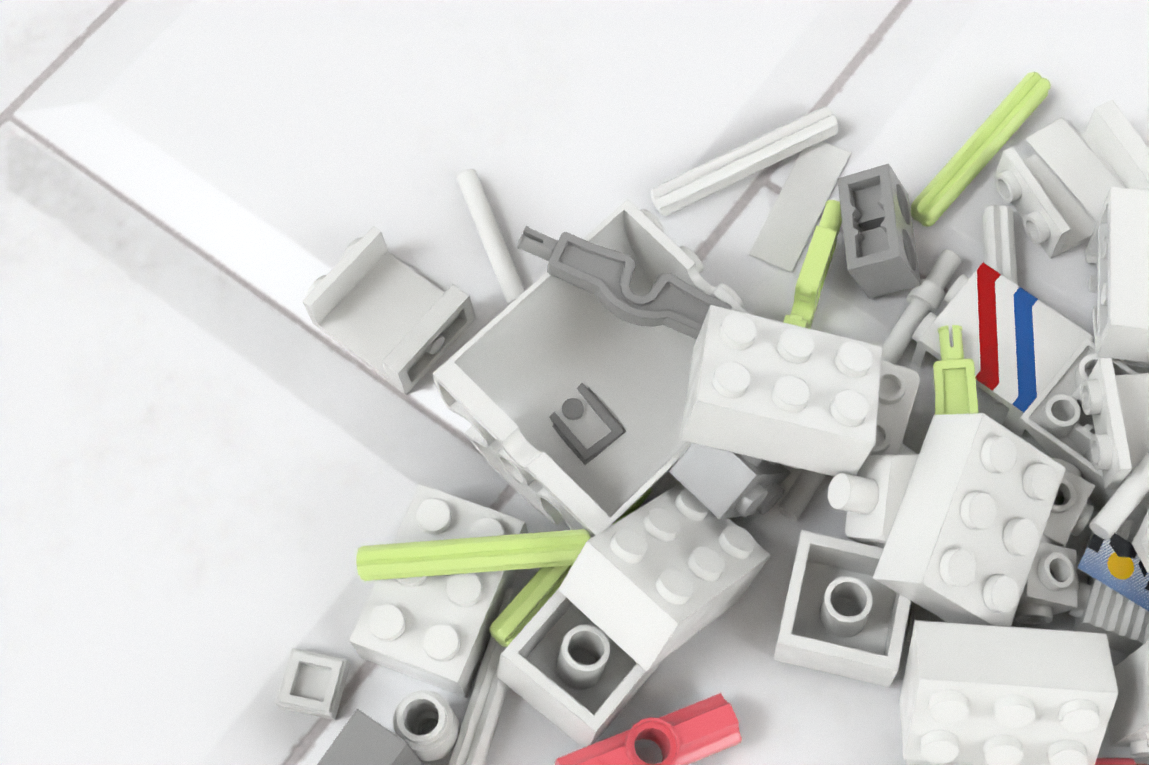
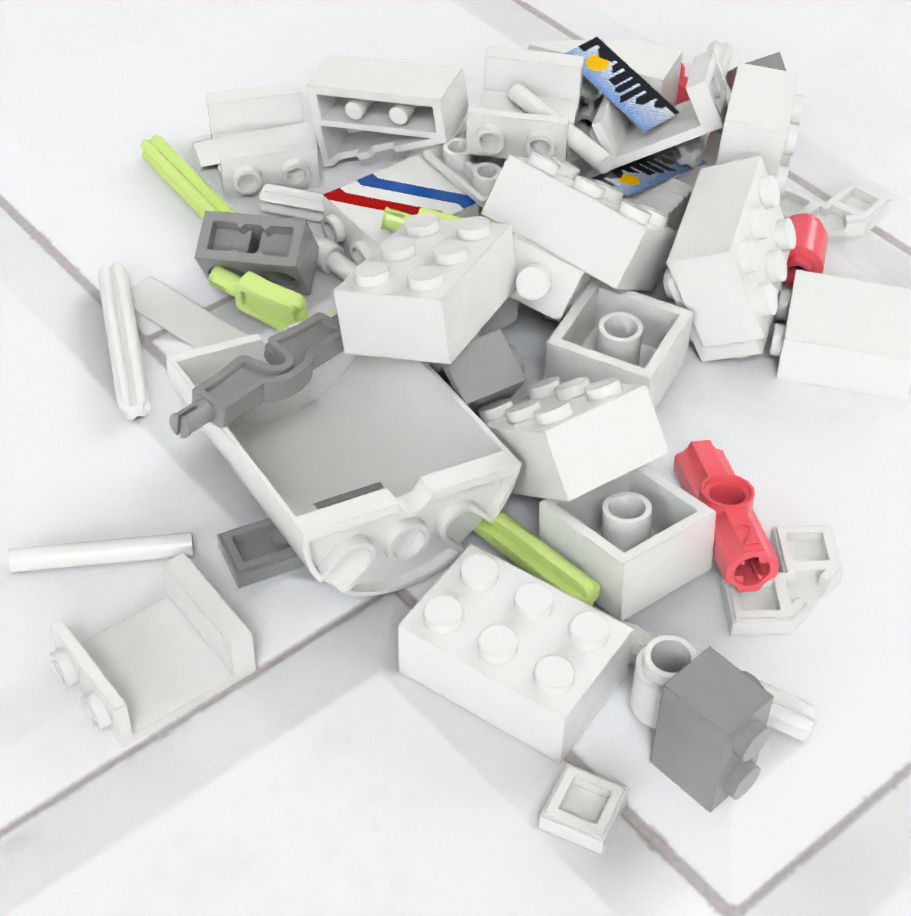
camera: 85 degrees left, 20 degrees down
(470, 555) = (505, 577): yellowish green axle -> none

